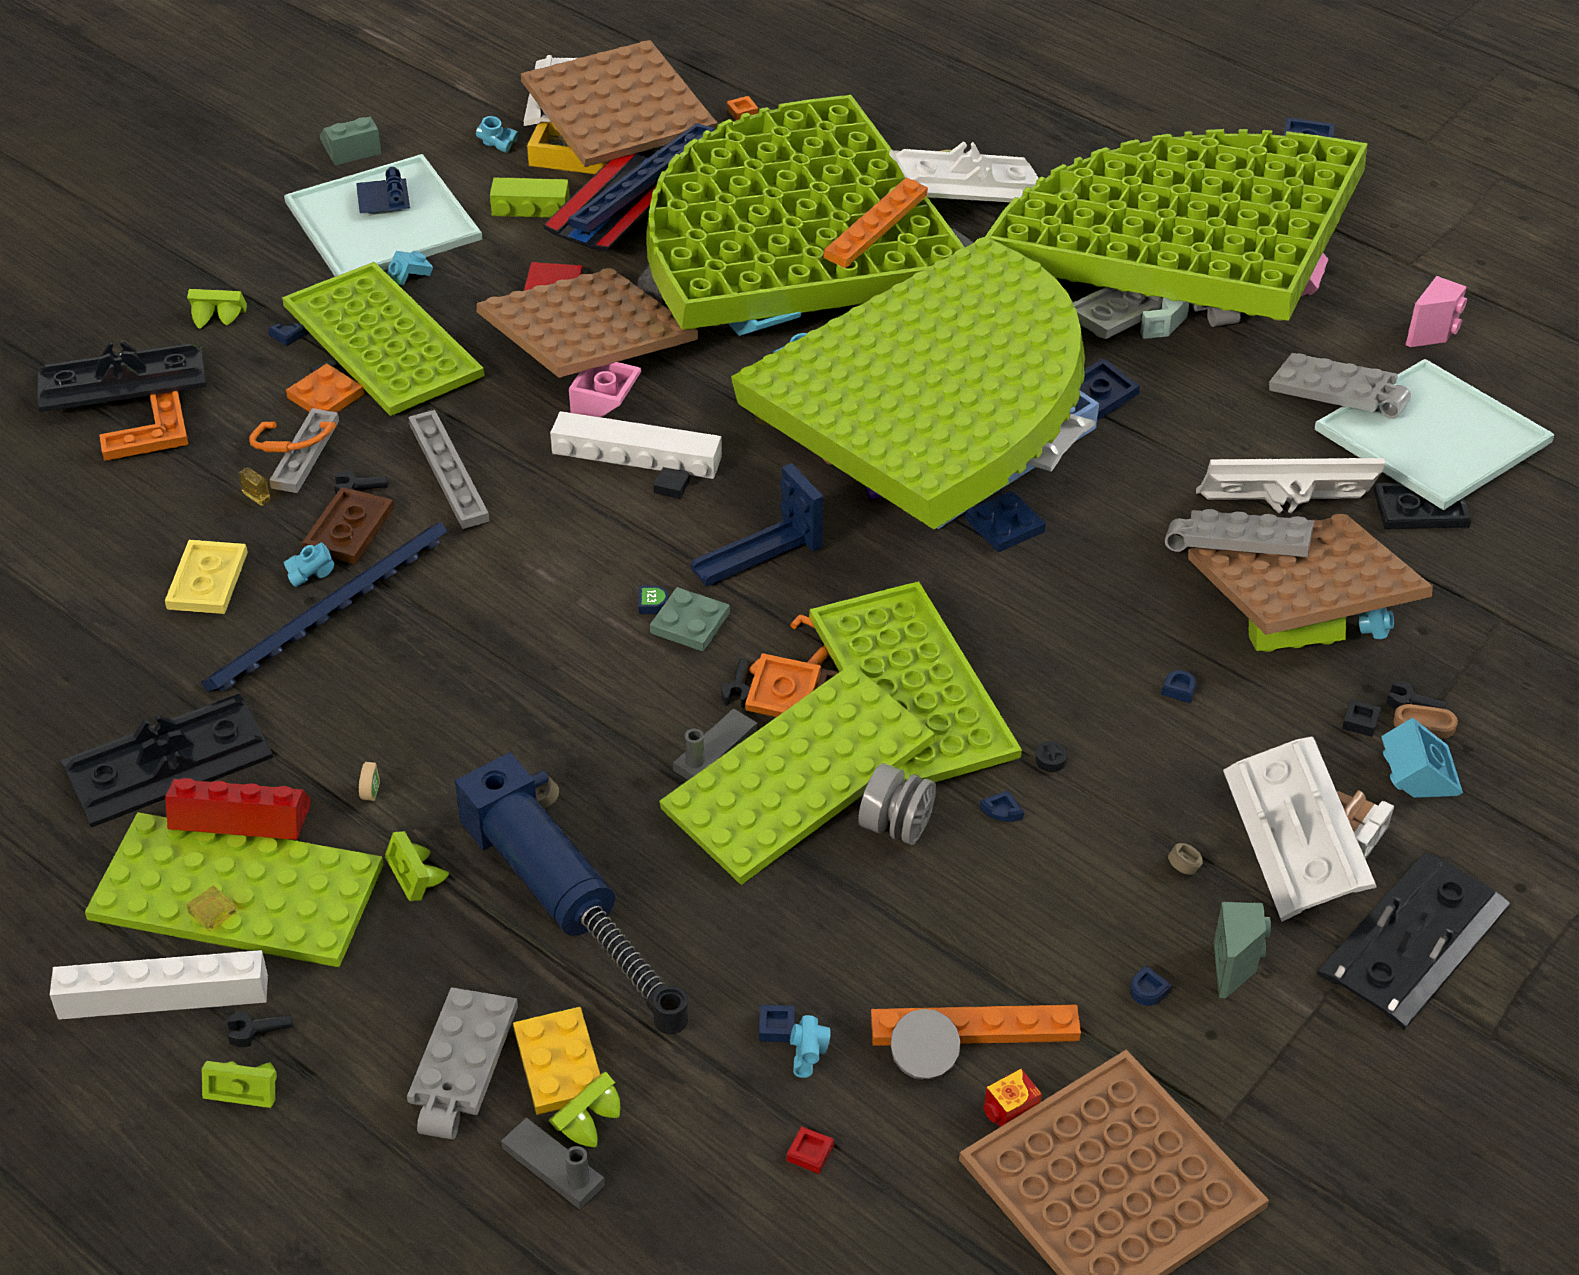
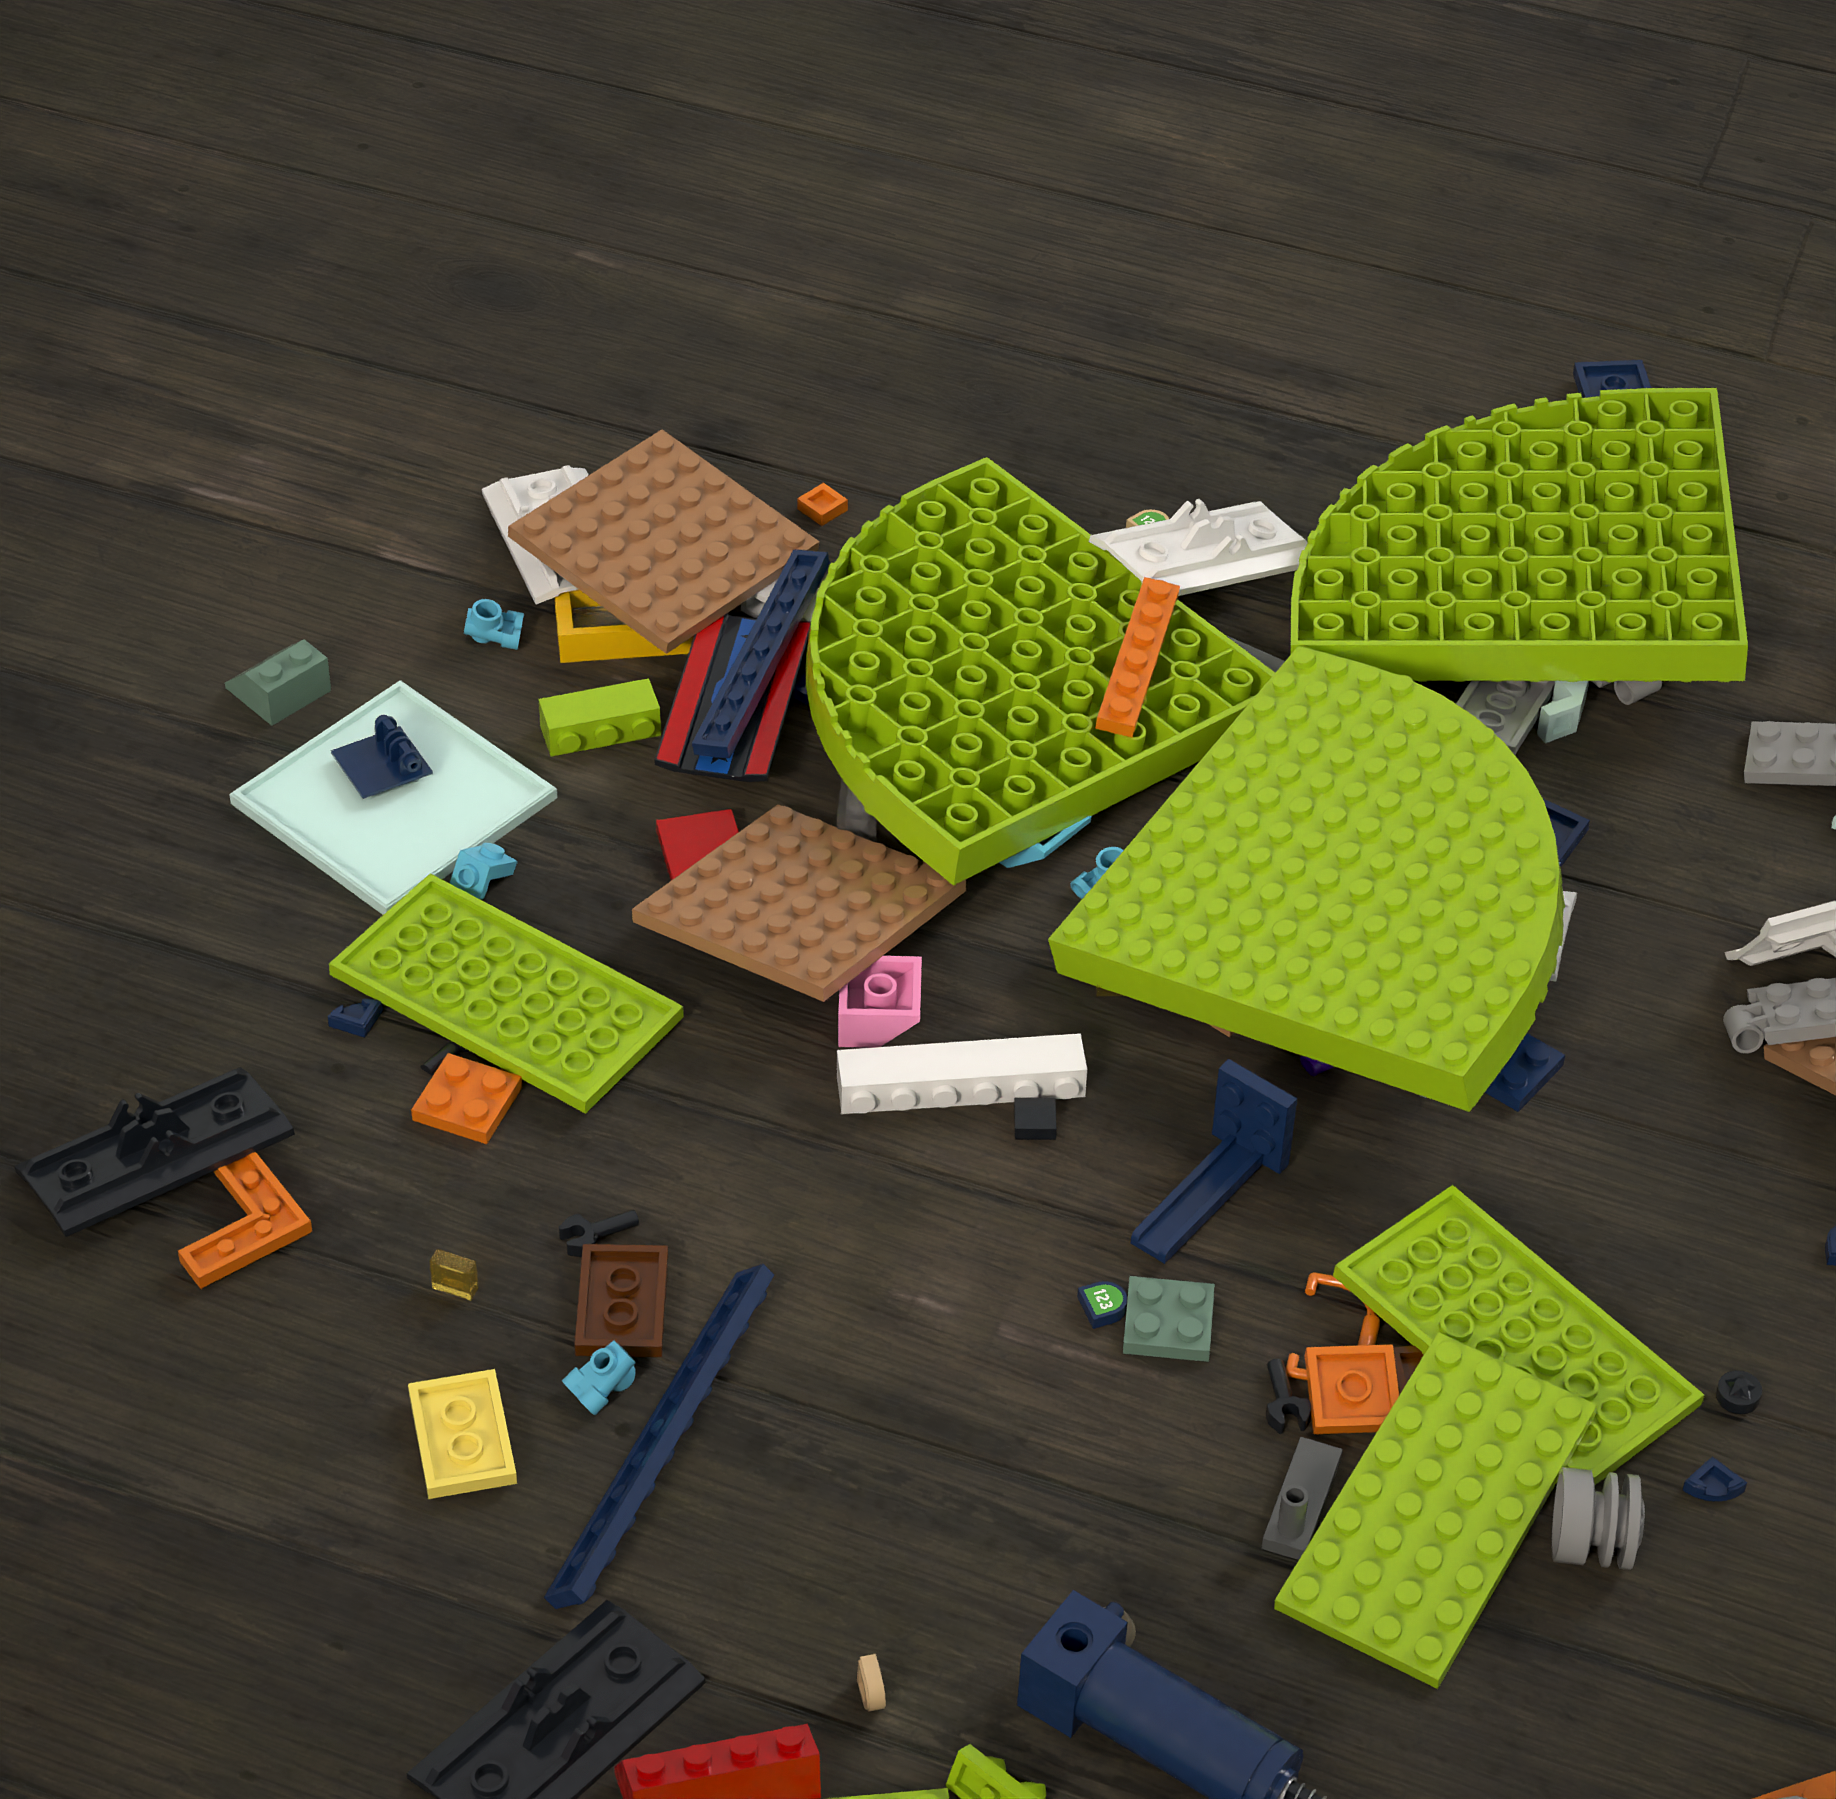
camera: 20 degrees left, 0 degrees up
(205, 302) = (214, 999): lime tile -> none
(287, 446) = (465, 1202): orange piece -> none
(298, 463) = (493, 1199): light grey plate -> none
(449, 469) = (716, 1176): light grey plate -> none

